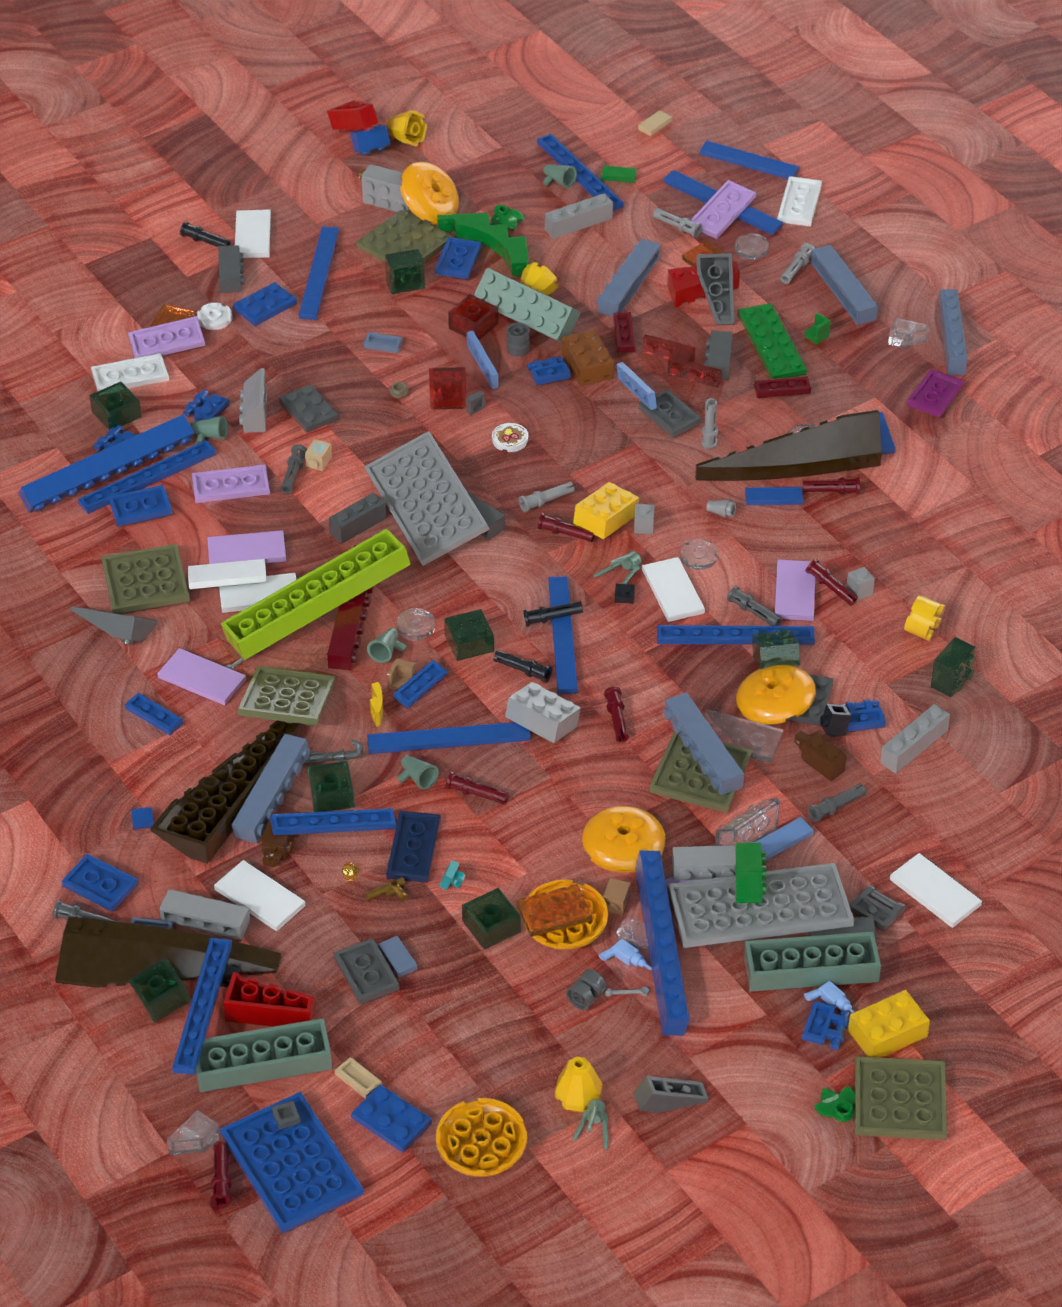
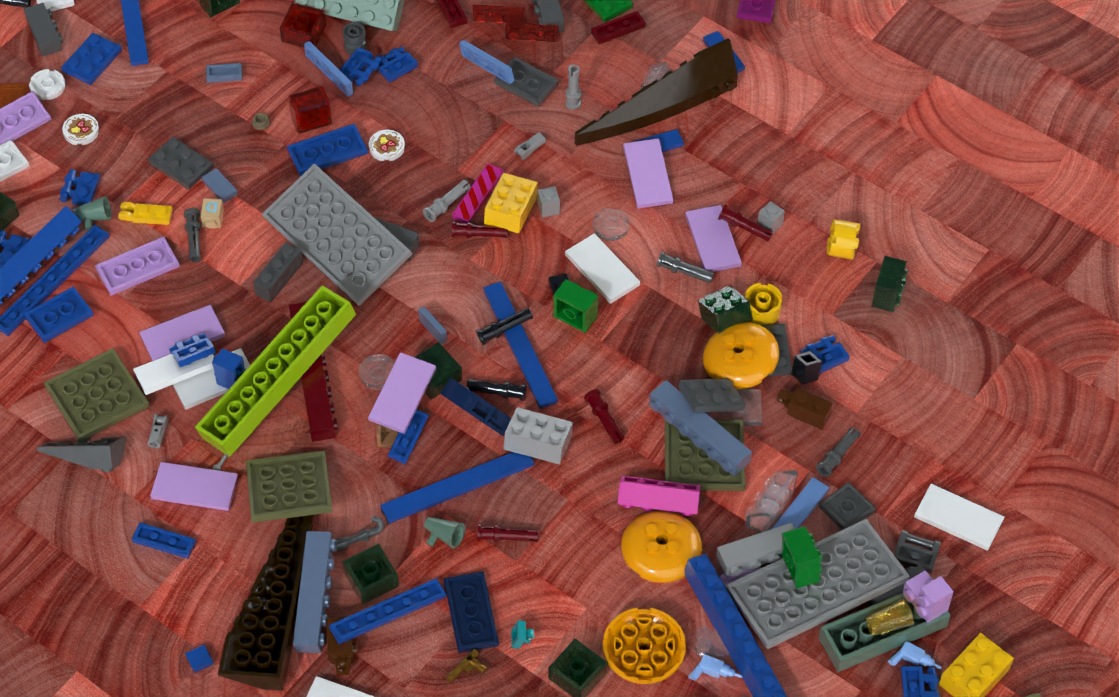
camera: 20 degrees left, 10 degrees up
(190, 619) = (157, 432): none -> light grey bar
(228, 359) = (80, 129): none -> tile
(244, 561) = (192, 349): none -> blue plate
(254, 403) = (127, 172): light grey slope -> none
(257, 442) = (145, 213): none -> yellow hinge
(271, 579) = (227, 368): none -> blue brick
(336, 435) = (219, 185): none -> sand blue tile
(350, 871) = (421, 659): clear yellow hinge -> none
(376, 704) = (377, 469): yellow slope -> none
(382, 647) = (358, 404): sand green piece -> none
(426, 642) = (402, 393): none -> lavender tile
(453, 426) = (327, 149): none -> blue plate
(475, 402) = (340, 116): dark grey plate -> none
(484, 597) = (432, 325): none -> sand blue tile
(493, 671) = (476, 406): none -> dark blue slope
(513, 363) = (355, 64): none -> blue plate
(554, 910) = (635, 647): clear orange plate -> none
(566, 506) = (477, 194): none -> dark pink tile
(587, 357) = (427, 42): dark orange piece -> none
(617, 896) = (681, 610): medium nougat brick -> none
(628, 611) = (575, 305): none -> green brick
(629, 562) = (551, 251): sand green plant -> none
(638, 791) = (659, 495): none -> dark pink brick
(647, 469) = (530, 146): none -> light grey bar
(722, 507) = (613, 170): light grey cone -> none
(725, 634) = (671, 302): blue tile -> none
(727, 717) = (711, 395): none -> dark grey plate
(754, 518) = (648, 173): none -> lavender tile
(814, 948) = (890, 618): none -> clear yellow plant
(817, 654) = (764, 303): none -> yellow brick
(825, 850) = (847, 507): none -> dark grey tile
(841, 486) = (712, 120): dark red pin -> none
(862, 939) = (928, 595): none -> lavender brick
(915, 738) = (882, 366): light grey brick -> none

